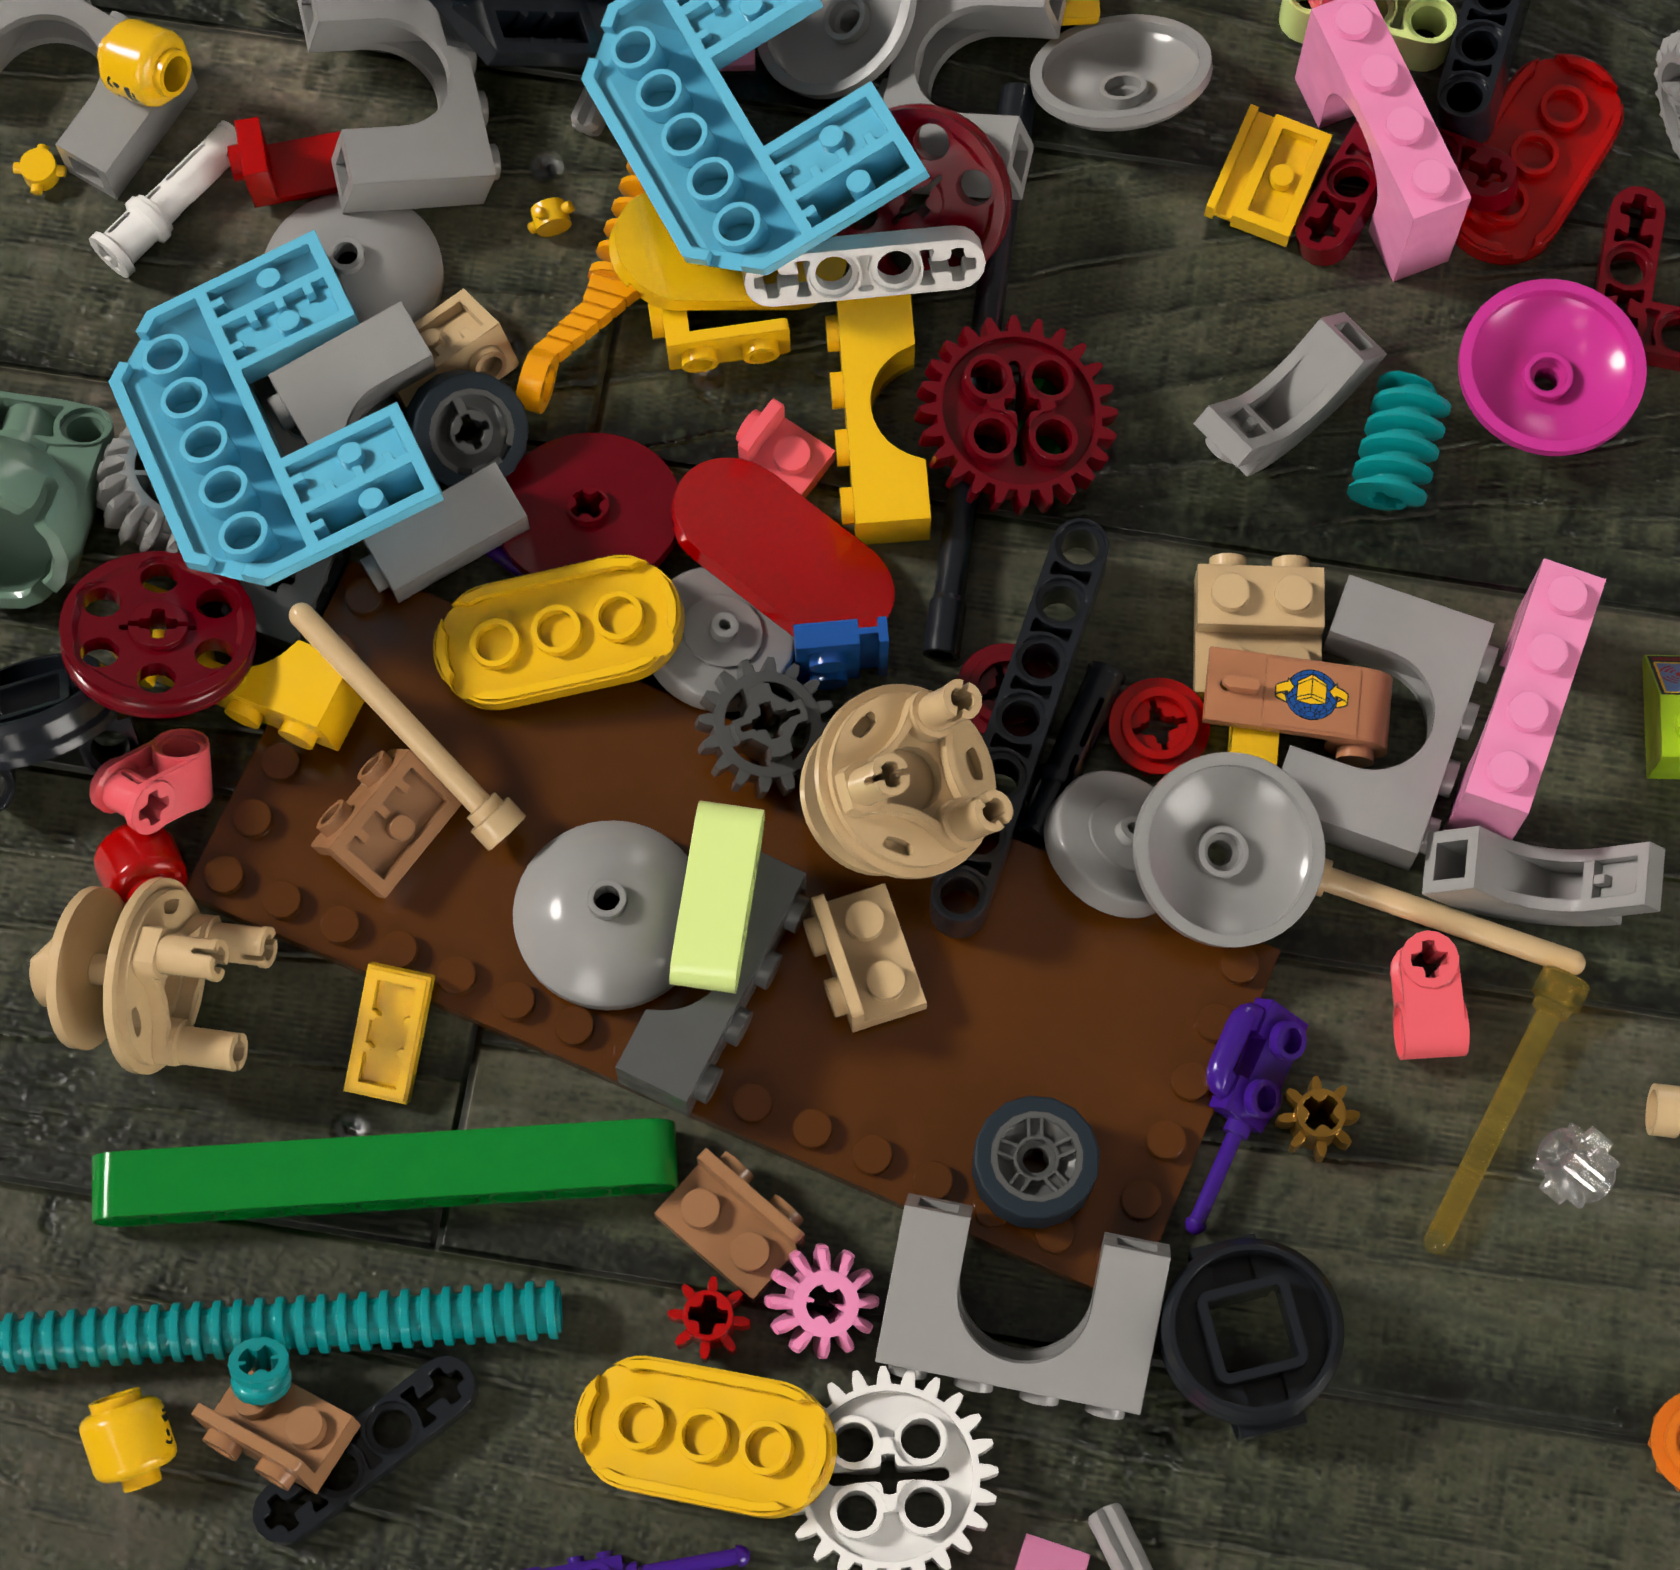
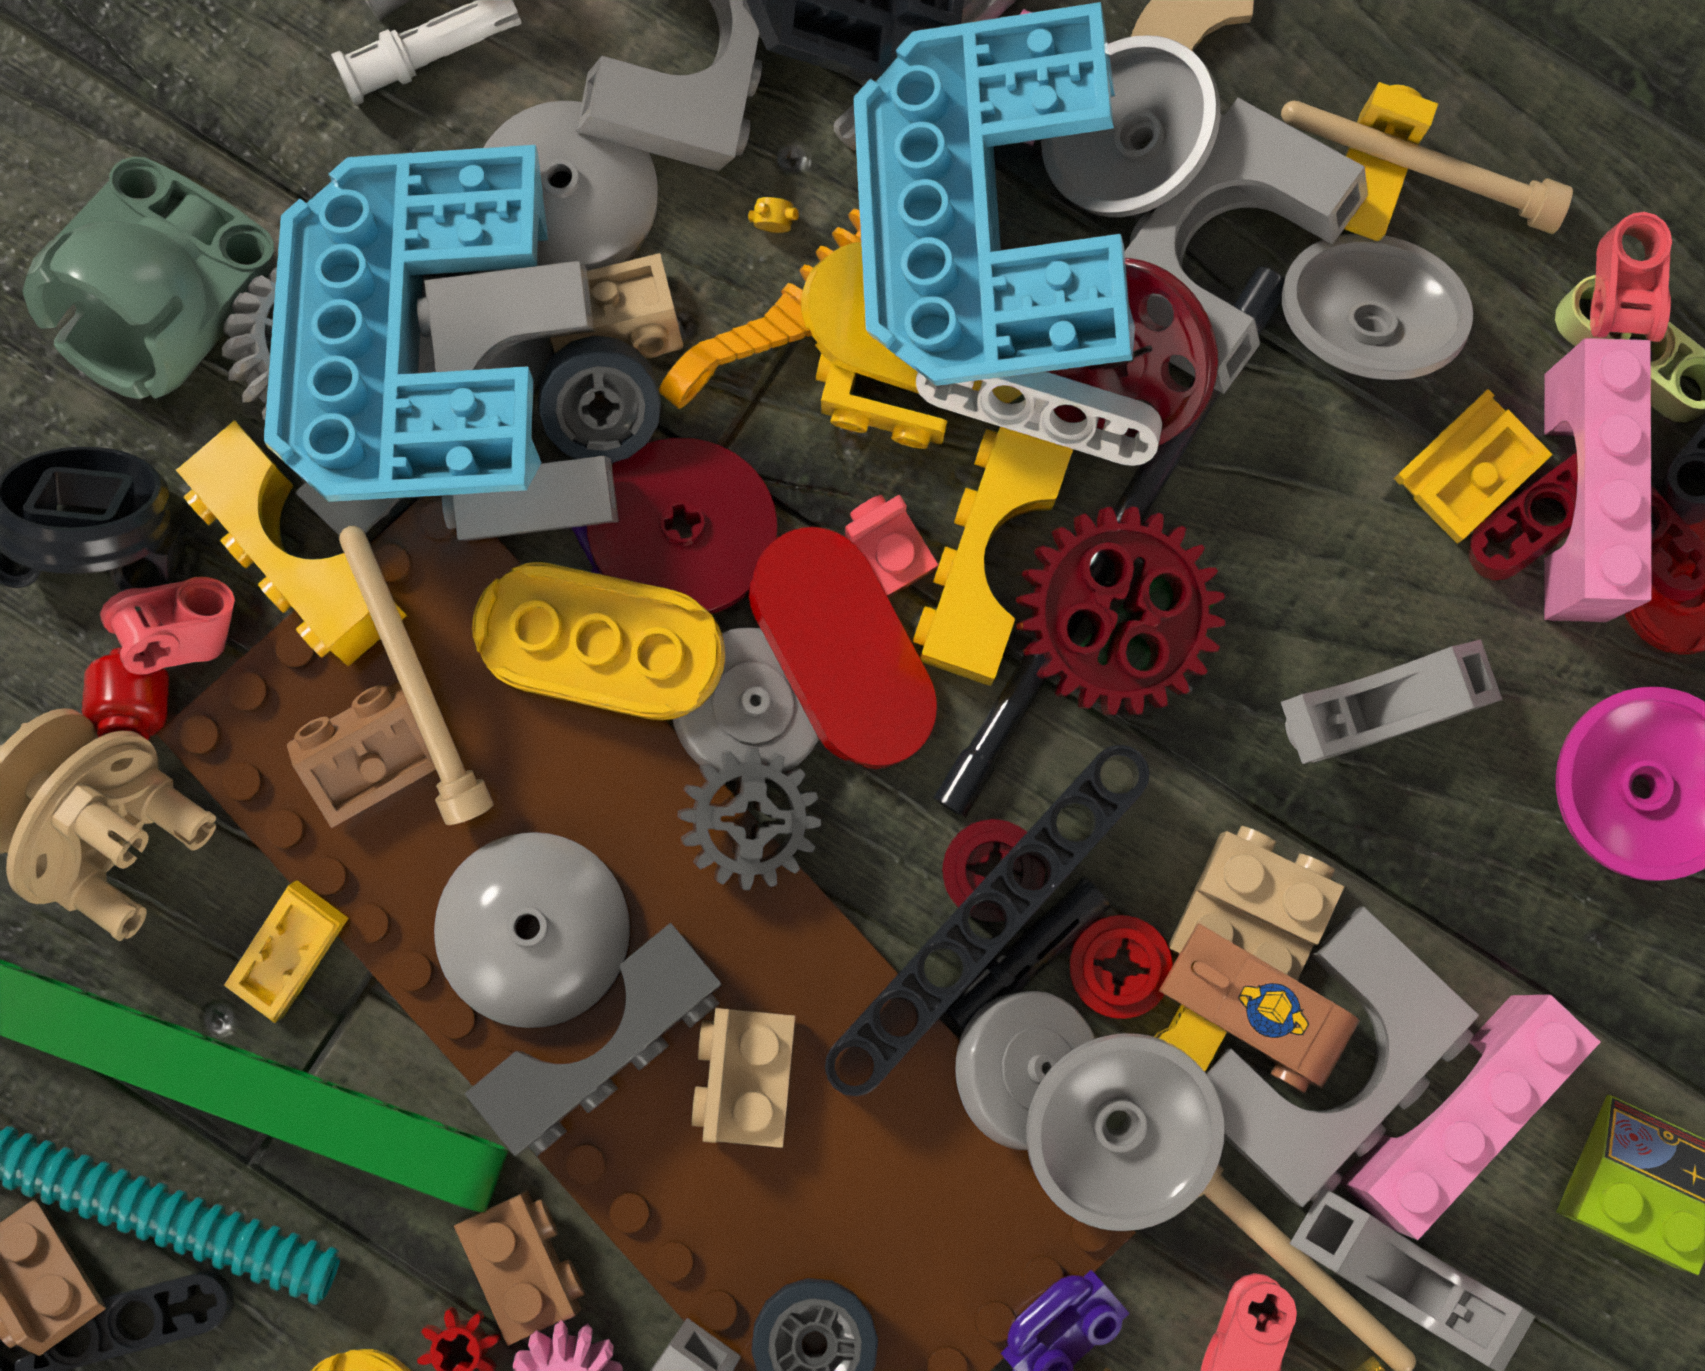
camera: 20 degrees right, 10 degrees up
(140, 655) = (192, 509): dark red wedge -> none
(261, 1386) = (38, 1206): teal bush -> none
(282, 169) = (542, 58): red bracket -> none
(717, 897) = (624, 978): yellowish green beam -> none
(839, 650) = (842, 773): blue plate -> none
(903, 782) = (844, 947): tan piece -> none
(1399, 443) = (1472, 791): teal piece -> none

